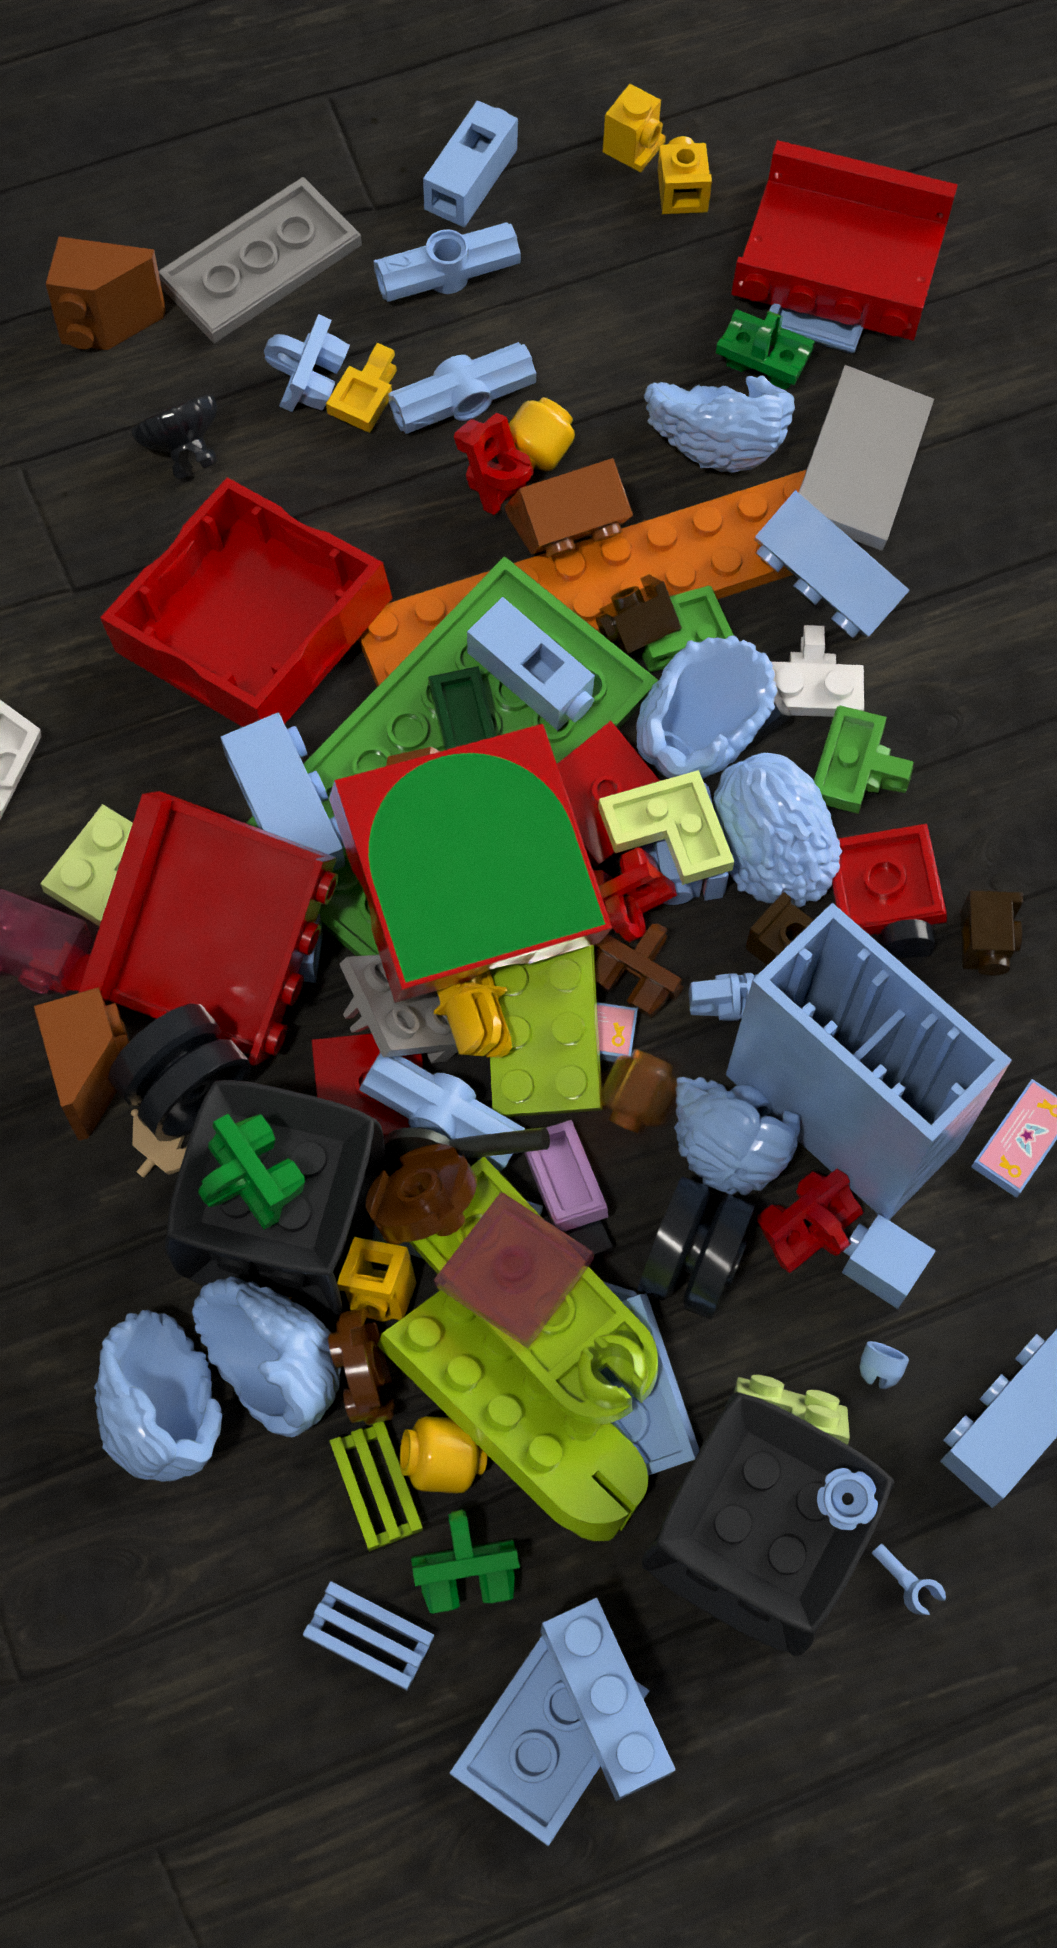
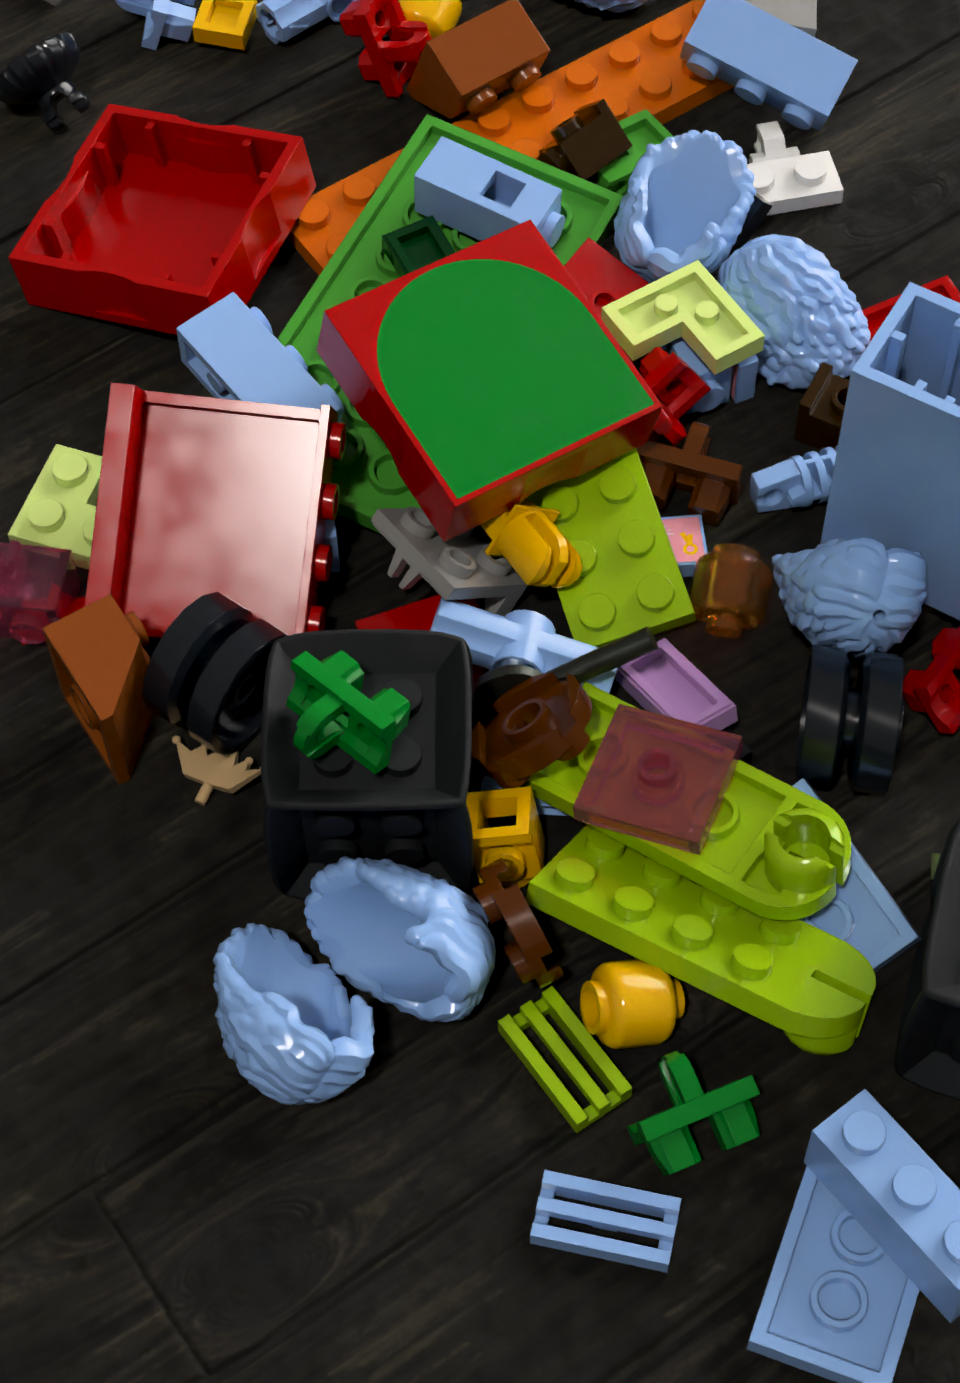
camera: 10 degrees left, 10 degrees down
(857, 761) = (854, 238): bright green hinge -> none

